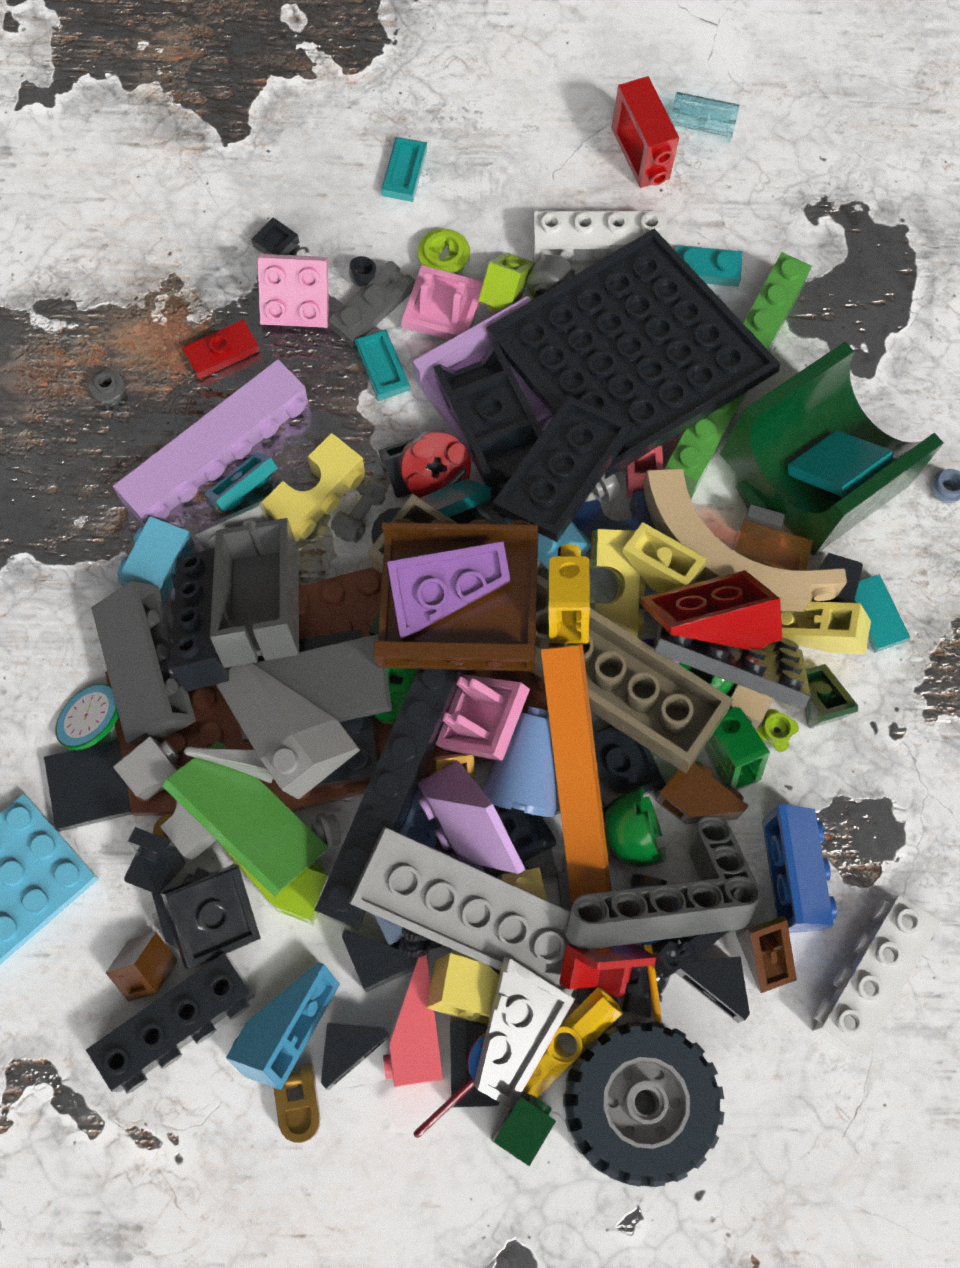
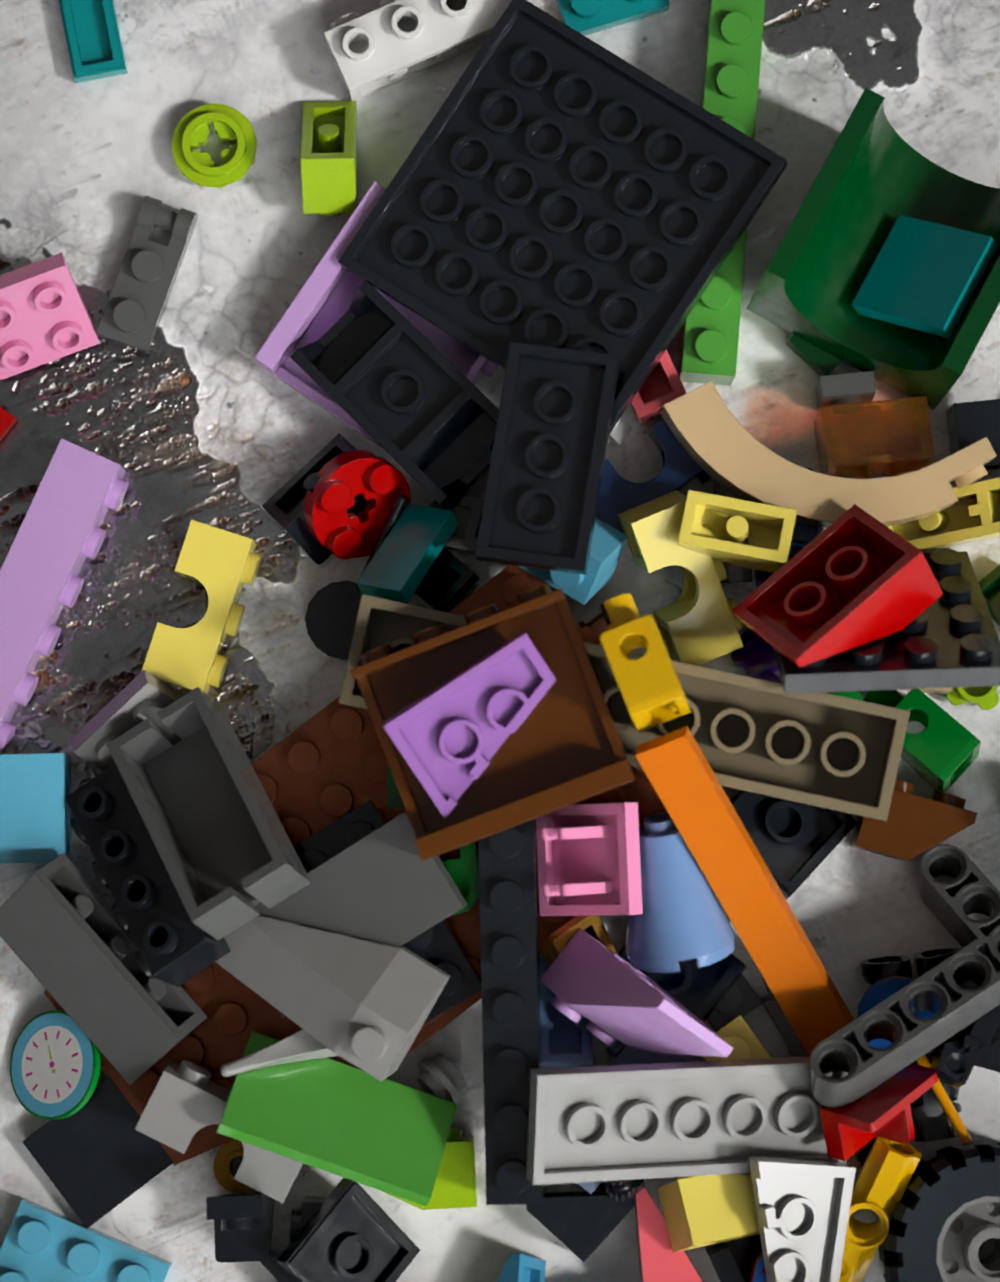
camera: 25 degrees left, 15 degrees up
(249, 475) = (93, 640): teal plate -> none
(350, 526) = (274, 639): dark grey bar -> none
(365, 270) = (113, 223): black hinge -> none
(382, 365) = (205, 367): teal tile -> none
(442, 303) = (252, 235): bright pink plate -> none
(548, 273) = (391, 126): dark grey head -> none
(633, 830) = (839, 907): green cylinder -> none

